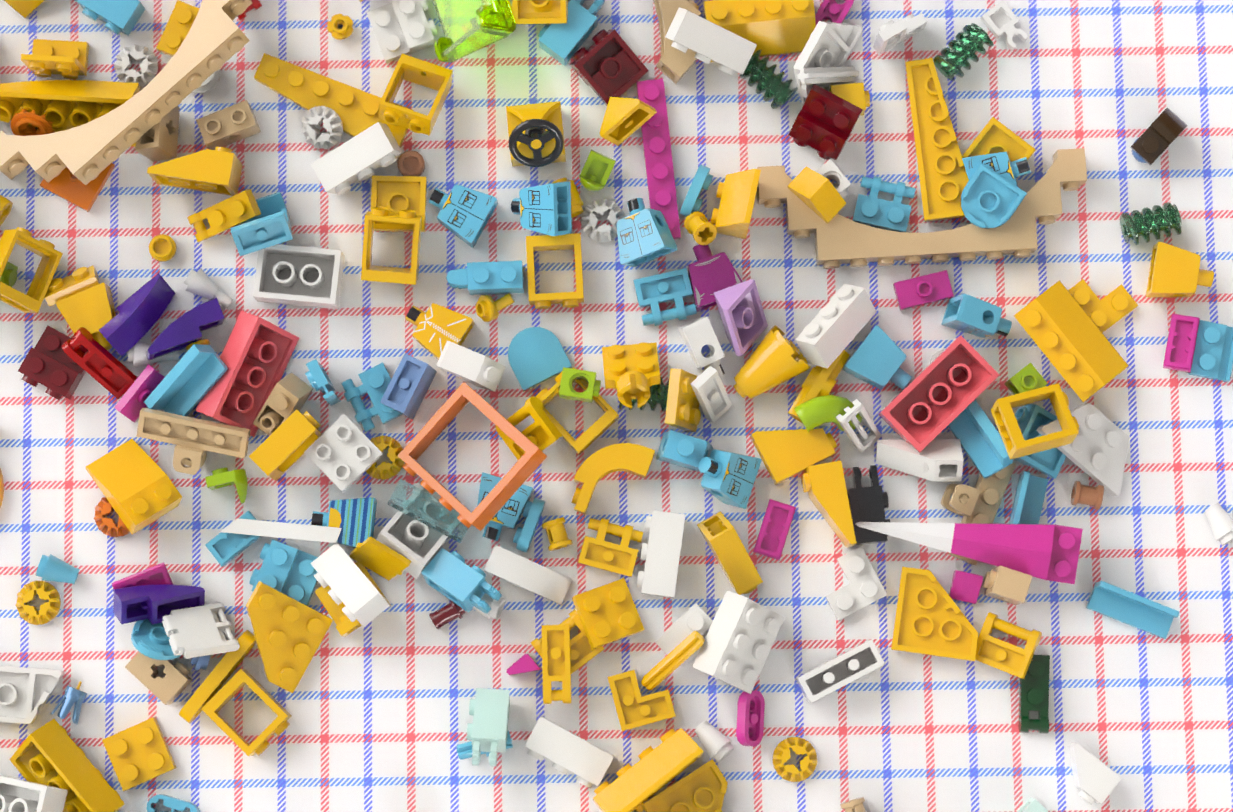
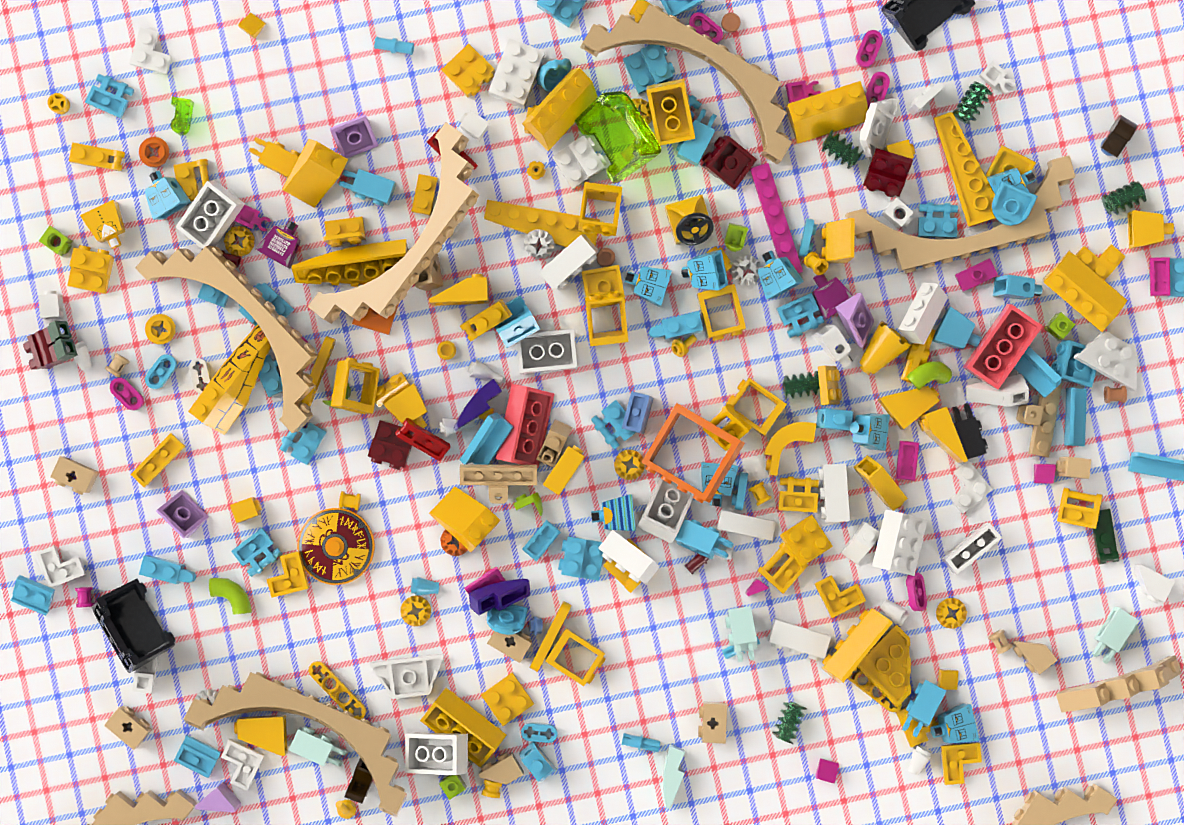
camera: 15 degrees left, 5 degrees up
(21, 120) = (331, 287): orange gear -> none
(70, 697) = (454, 674): flat silver piece -> none
(134, 398) = (454, 454): dark pink plate -> none
(138, 314) = (441, 401): dark purple slope -> none
(148, 66) = (409, 225): white gear -> none
(198, 631) = (531, 610): white plate -> none
(228, 125) = (474, 256): tan brick -> none
(283, 530) = (571, 529): white sticker -> none
(285, 634) = (590, 599): yellow plate -> none
(320, 381) = (576, 421): medium azure plate -> none
(343, 453) = (604, 468): white plate -> none
(379, 558) = (644, 535): yellow piece -> none
(427, 510) = (669, 495): clear light blue tile -> none
(438, 327) = (650, 370): yellow torso -> none
(471, 366) = (679, 391): white slope -> none
(536, 356) = (720, 374): medium azure tile -> none
(556, 662) = (779, 581): yellow plate -> none
(569, 376) = (748, 390): lime brick -> none
(624, 118) = (747, 196): yellow slope -> none
(631, 371) = (789, 372): yellow plate -> none
(672, 660) = (857, 564): yellow axle -> none
(710, 42) = (798, 132): white brick -> none
(711, 394) = (847, 377): white plate -> none
(817, 194) = (892, 224): yellow slope -> none
(824, 75) = (883, 139): white axle -> none
(851, 415) = (946, 374): white tile -> none
(930, 620) = (1025, 501): yellow plate -> none
(1011, 432) = (1057, 362): yellow window -> none
(1032, 549) = (1085, 440): dark pink plate -> none

